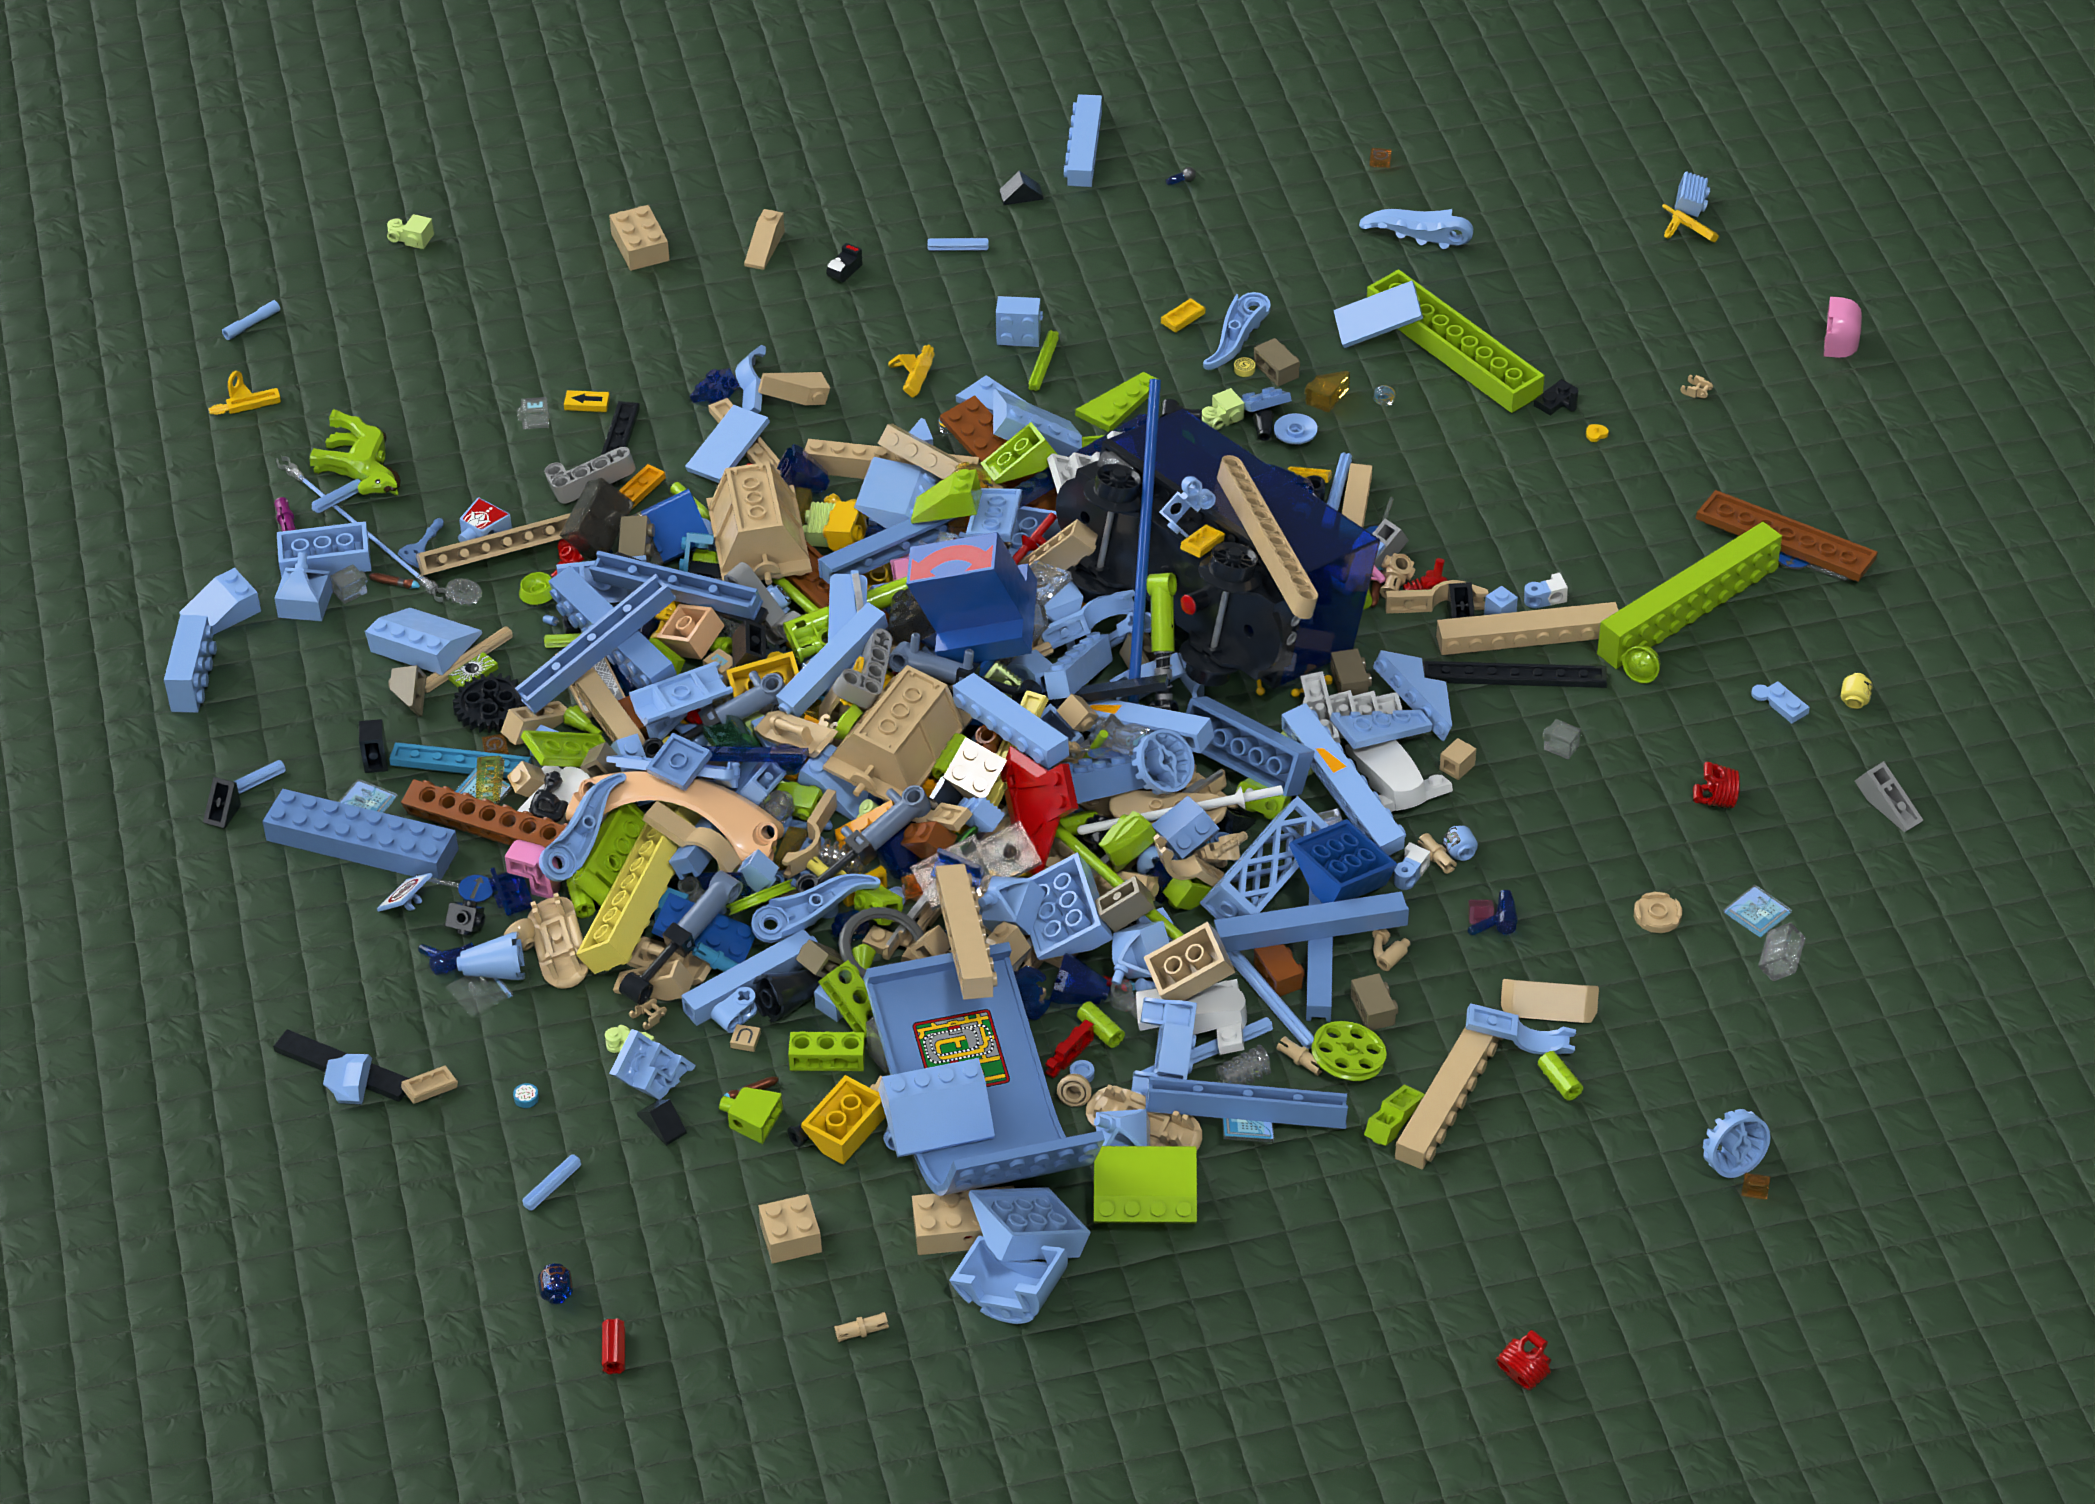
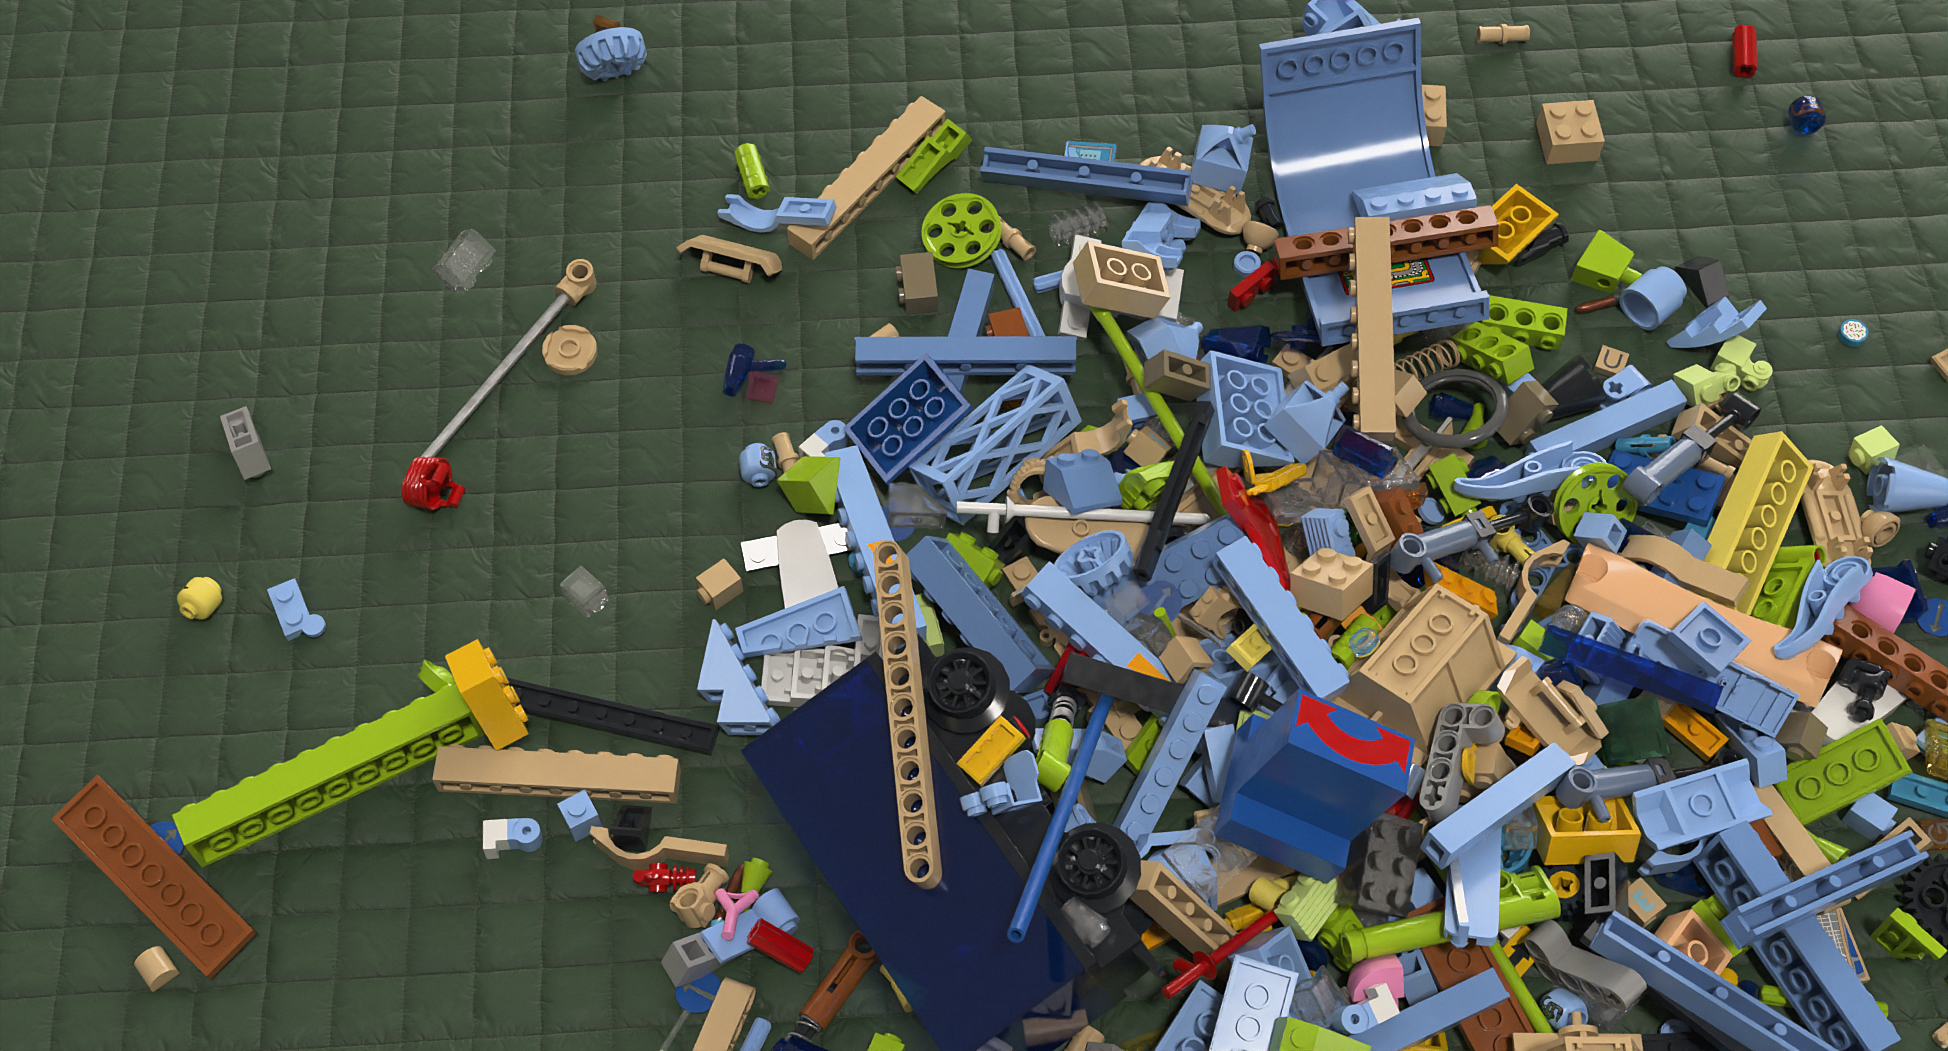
camera: 170 degrees left, 15 degrees up
(519, 991) = (1870, 446): none -> yellowish green brick
(527, 656) = (1905, 938): none -> lime wing
(551, 1182) = (1817, 229): light blue axle -> none
(669, 1013) = (1705, 386): none -> yellowish green brick
(710, 1079) = (1653, 297): none -> light blue piece
(772, 733) = (1583, 706): none -> tan plate
(916, 534) = (1367, 1013): none -> leg
(943, 737) = (1364, 642): none -> clear tile
(969, 1039) = (1409, 240): none -> dark orange brick
(1034, 848) = (1270, 481): none -> yellow piece
(1073, 1118) = (1266, 209): none -> black pin
(1103, 1025) = (1218, 305): lime axle -> none
(1109, 810) = (1173, 491): none -> black piece
(1146, 1184) = (1208, 96): lime slope -> none
(1410, 814) = (812, 484): none -> lime slope
(1594, 628) = (487, 694): none -> yellow brick
(1679, 947) = (569, 291): none -> flat silver piece
(1753, 493) = (156, 967): none -> tan brick
(1757, 910) = (460, 337): clear piece -> none

